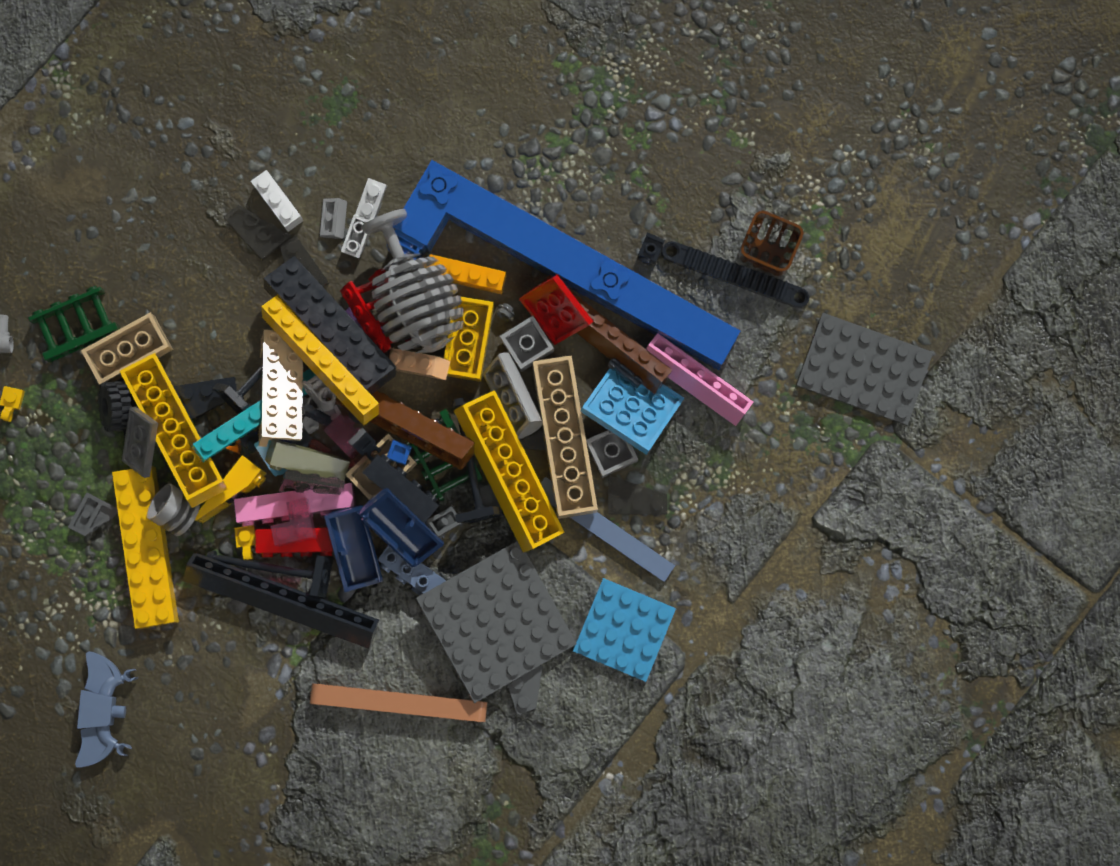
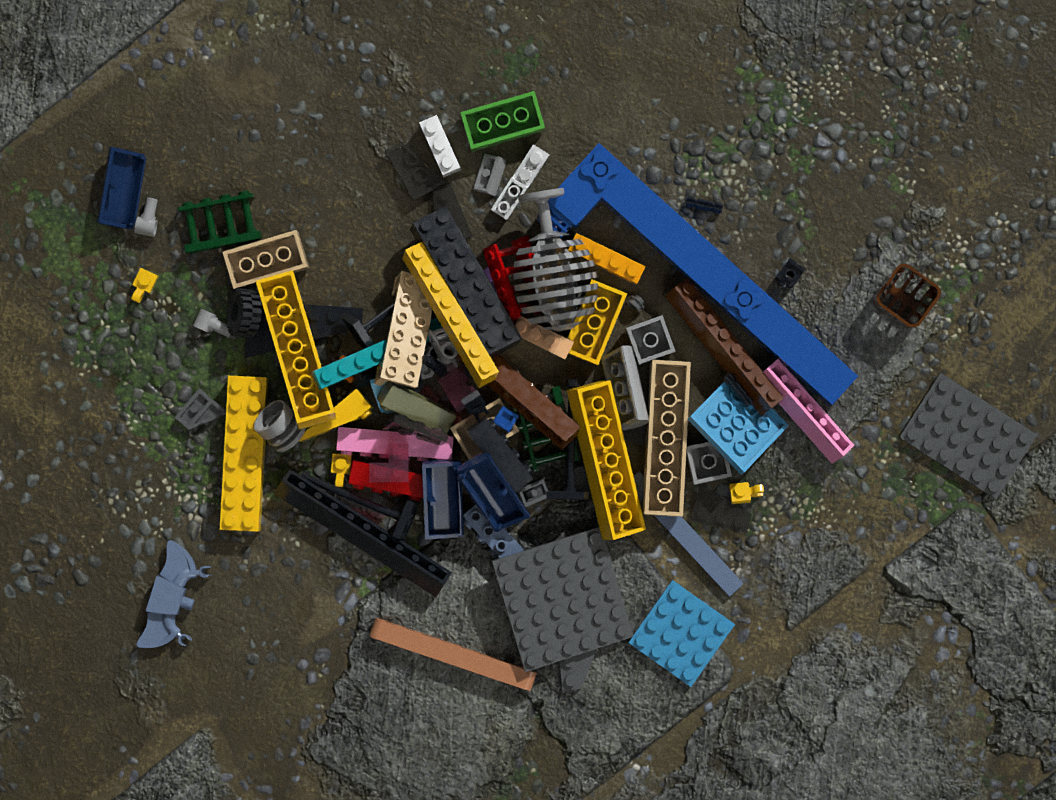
camera: 10 degrees right, 5 degrees up
(82, 425) = (209, 322): none -> light grey pin
(139, 442) = (261, 354): flat silver tile -> none
(333, 162) = (502, 121): none -> bright green brick
(551, 200) = (703, 204): none -> black axle
(556, 309) = (686, 315): red plate -> none
(653, 475) = (742, 492): none -> yellow plate
(735, 274) = (865, 316): black gear -> none

